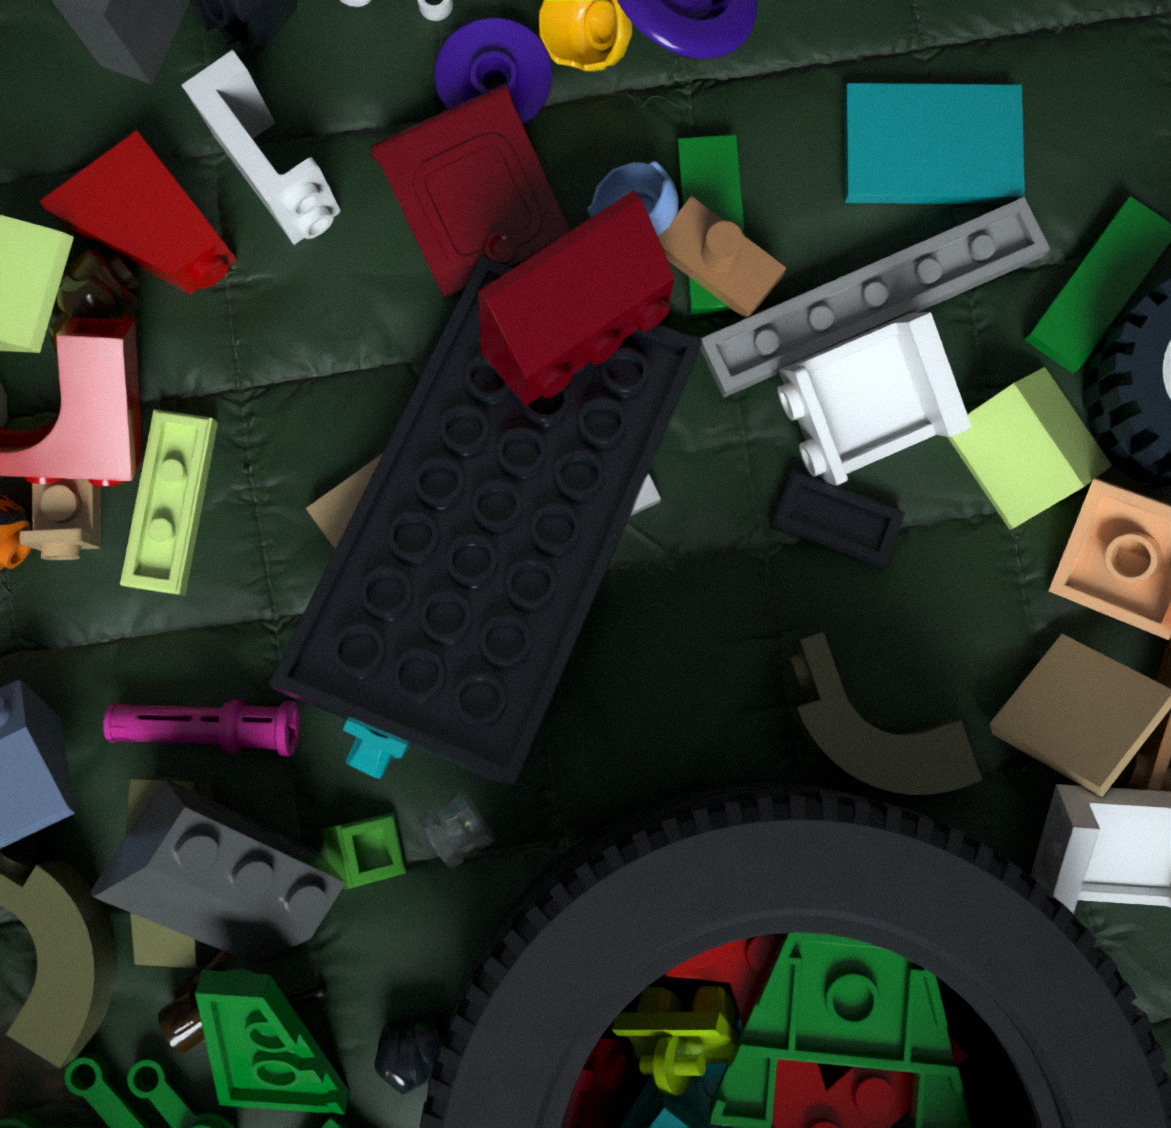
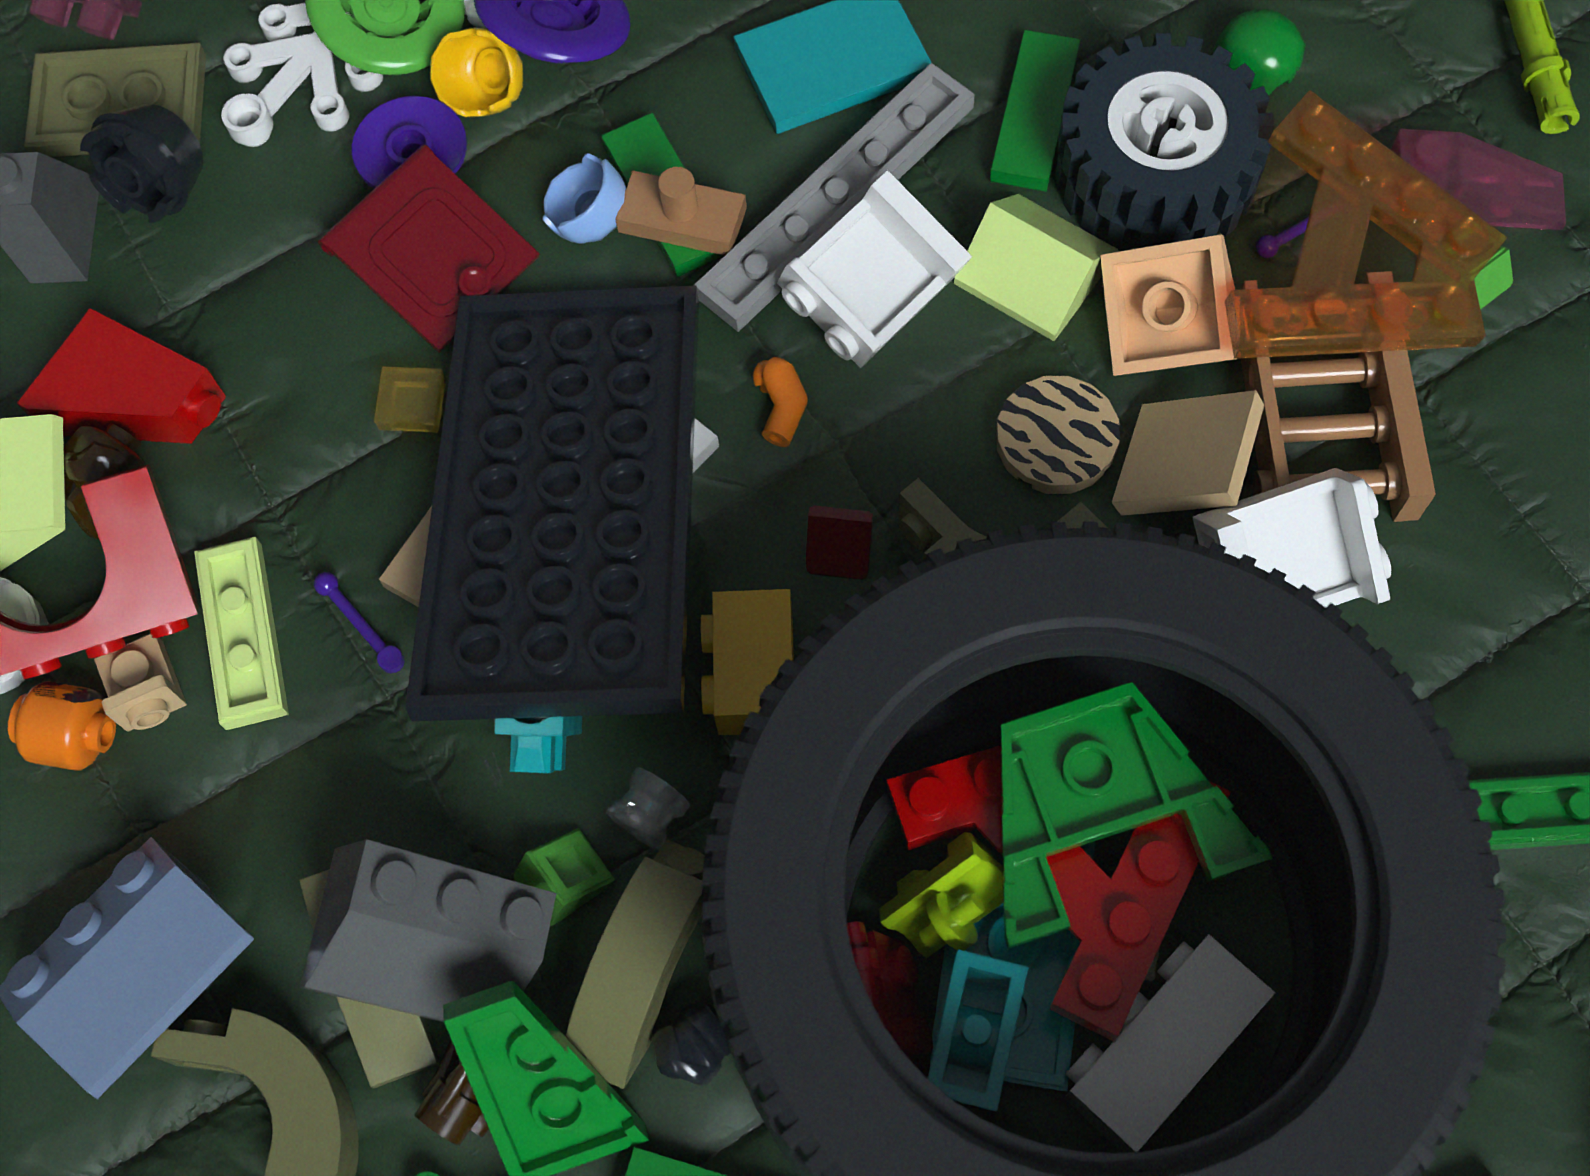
camera: 20 degrees left, 15 degrees down
(232, 726) = (382, 808): dark pink pin -> none
(236, 115) = (253, 309): white panel -> none
(289, 582) = (388, 657): none -> dark purple hinge
(399, 337) = (410, 399): none -> clear yellow tile
(402, 966) = (636, 961): none -> olive arch
(575, 300) = (560, 282): dark red slope -> none
(602, 734) = (749, 644): none -> yellow brick
(726, 652) = (839, 542): none -> dark red slope
(741, 484) = (788, 395): none -> orange arm
(837, 520) = (891, 393): black tile -> none
(971, 628) = (1057, 434): none -> tan tile

